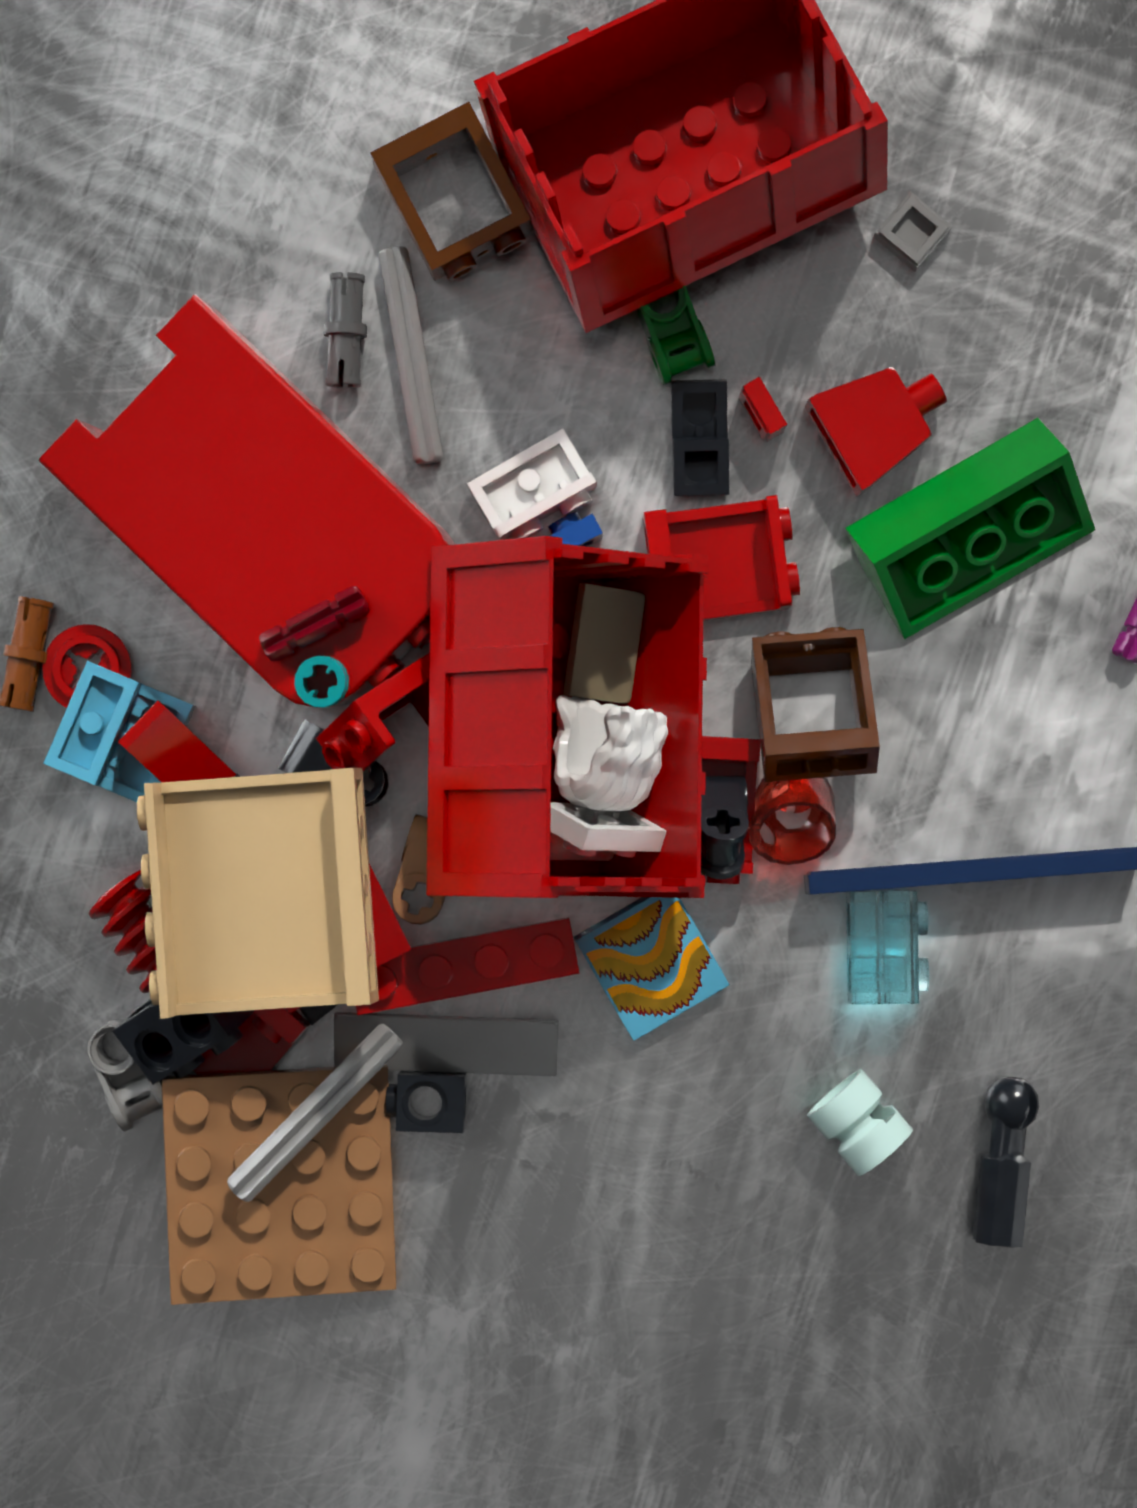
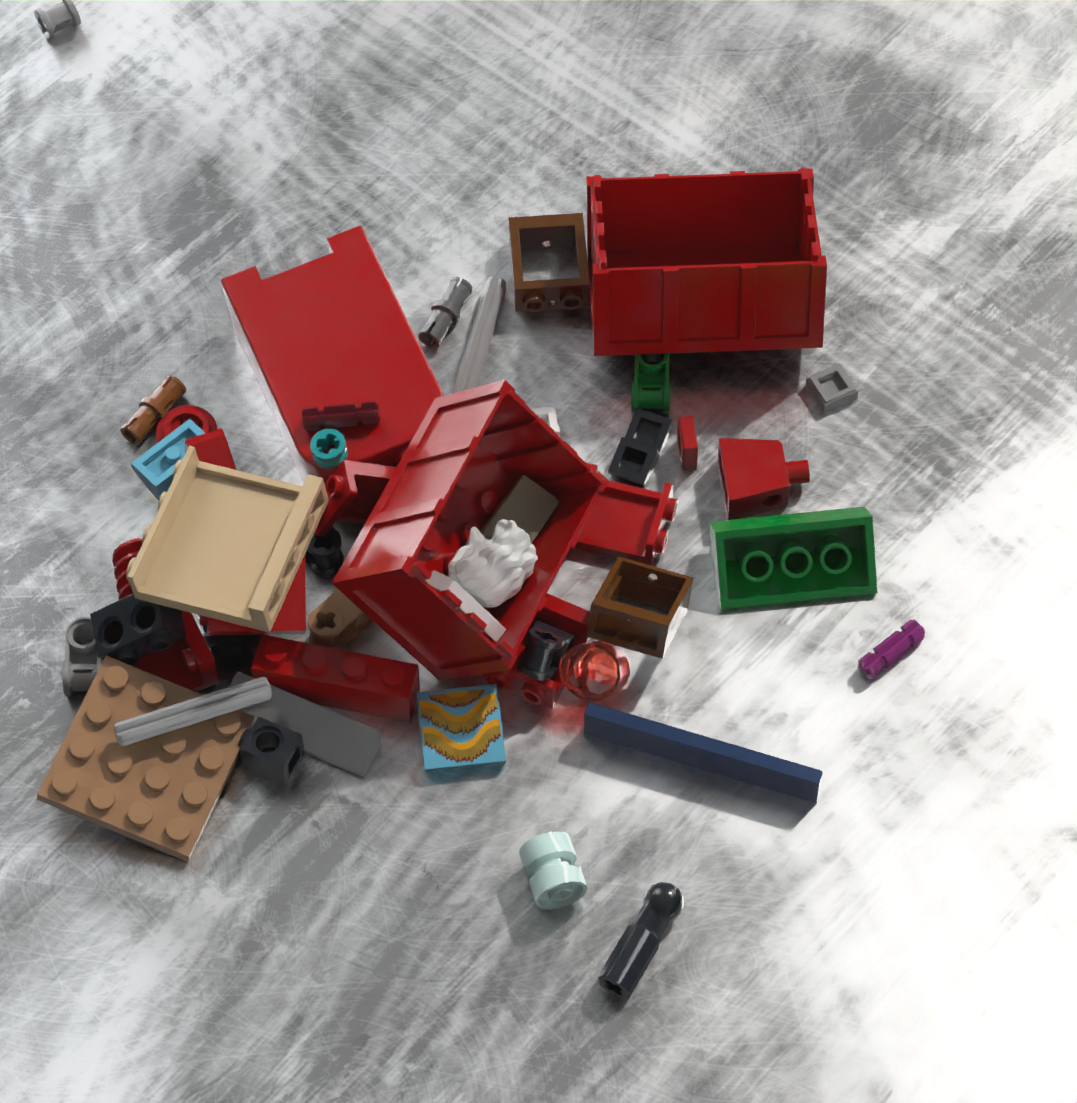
camera: 25 degrees right, 30 degrees down
(884, 947) = (620, 774): clear light blue brick -> none

